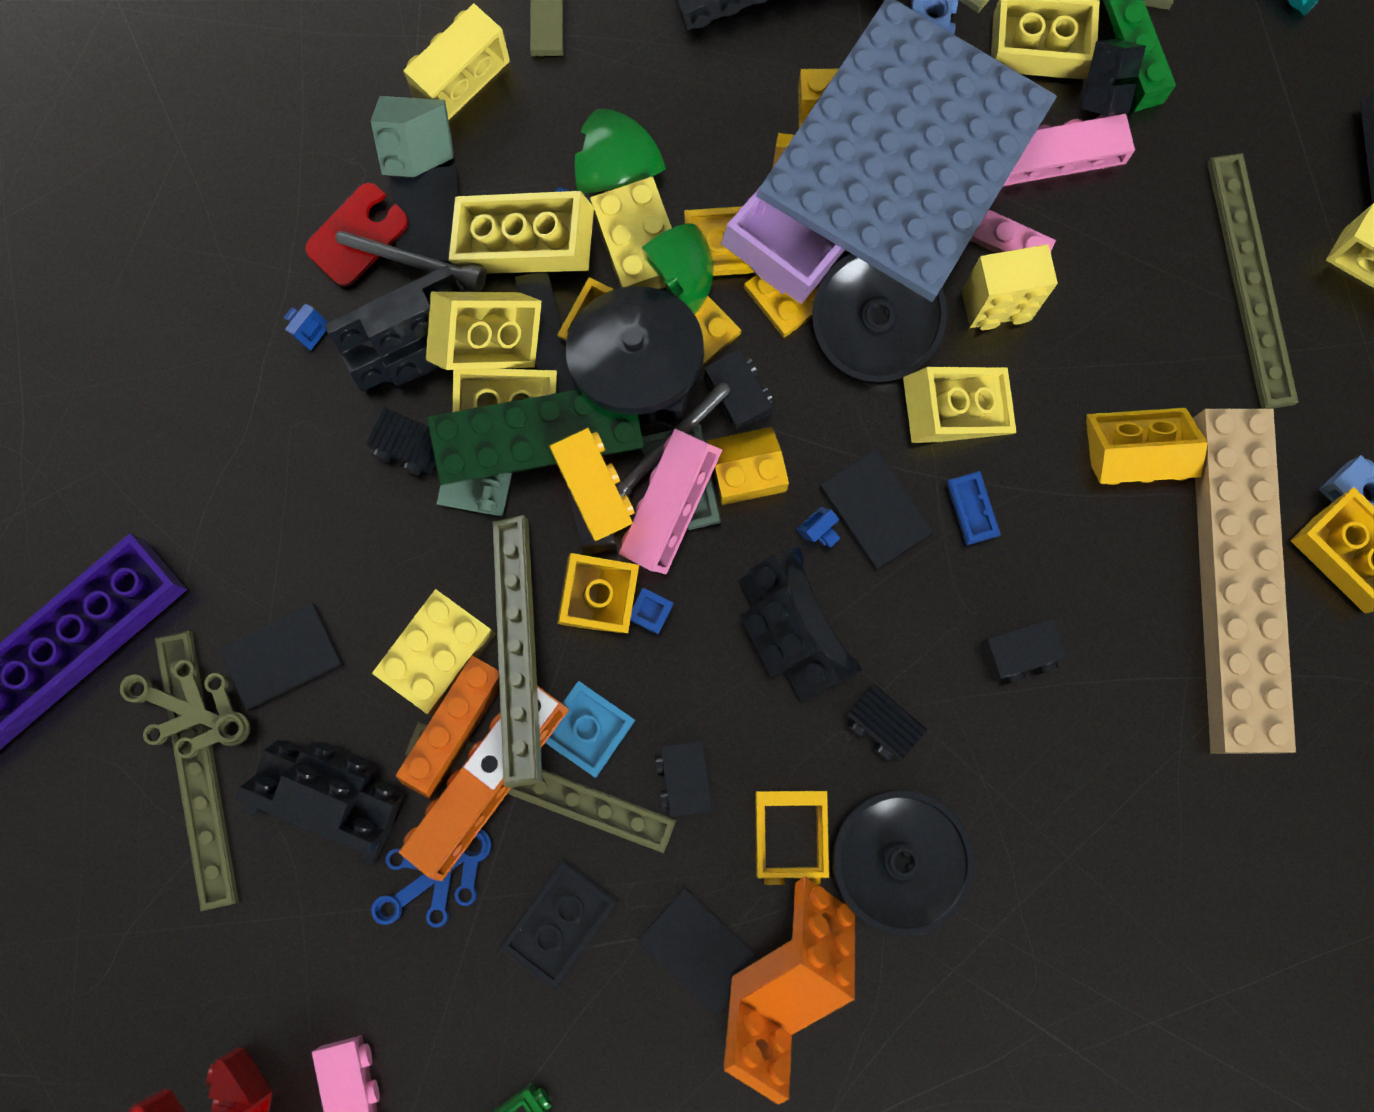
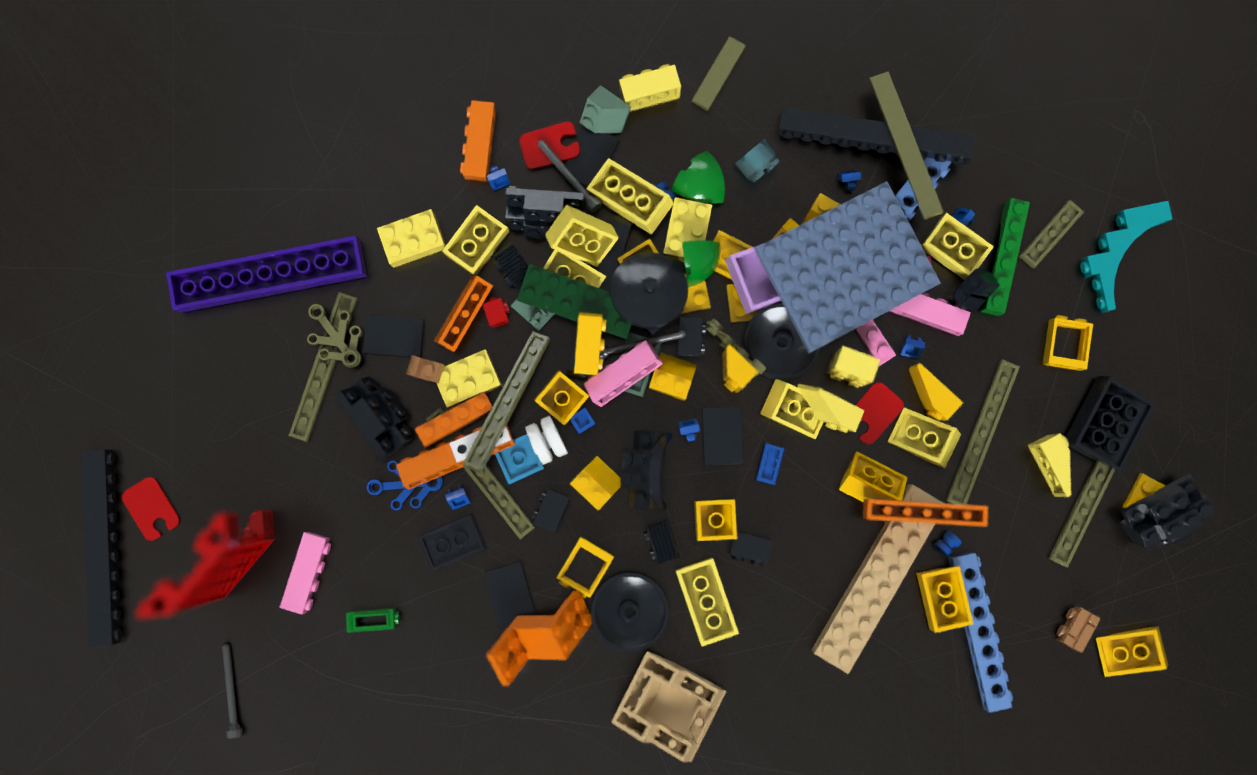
camera: 30 degrees right, 5 degrees up
(223, 490) = (411, 238): none -> light yellow brick
(243, 287) = (479, 140): none -> orange brick
(325, 435) = (476, 240): none -> light yellow brick
(358, 676) = (424, 369): none -> medium nougat brick
(369, 556) = (463, 313): none -> orange brick
(420, 524) = (496, 311): none -> red brick
(528, 847) = (457, 498): none -> blue tile
(615, 669) = (543, 441): none -> white wheel
(681, 78) = (757, 160): none -> clear light blue brick
(731, 693) = (597, 482): none -> yellow slope
(799, 359) = (715, 327): none -> olive plant
(830, 31) = (849, 178): none -> blue tile
(838, 392) = (736, 370): none -> yellow slope
(946, 639) = (715, 520): none -> yellow slope
(1011, 773) = (707, 601): none -> light yellow brick
(1015, 366) = (831, 409): none -> light yellow slope
(1056, 976) = (668, 707): none -> tan slope
(1073, 215) = (912, 348): none -> blue tile
(1078, 335) = (880, 409): none -> red piece
(1148, 260) = (935, 397): none -> yellow slope
(1175, 333) = (924, 437): none -> light yellow slope
(1256, 433) = (925, 512): none -> orange brick
(1309, 467) = (949, 541): none -> blue wheel
(1313, 68) = (1084, 343): none -> yellow window

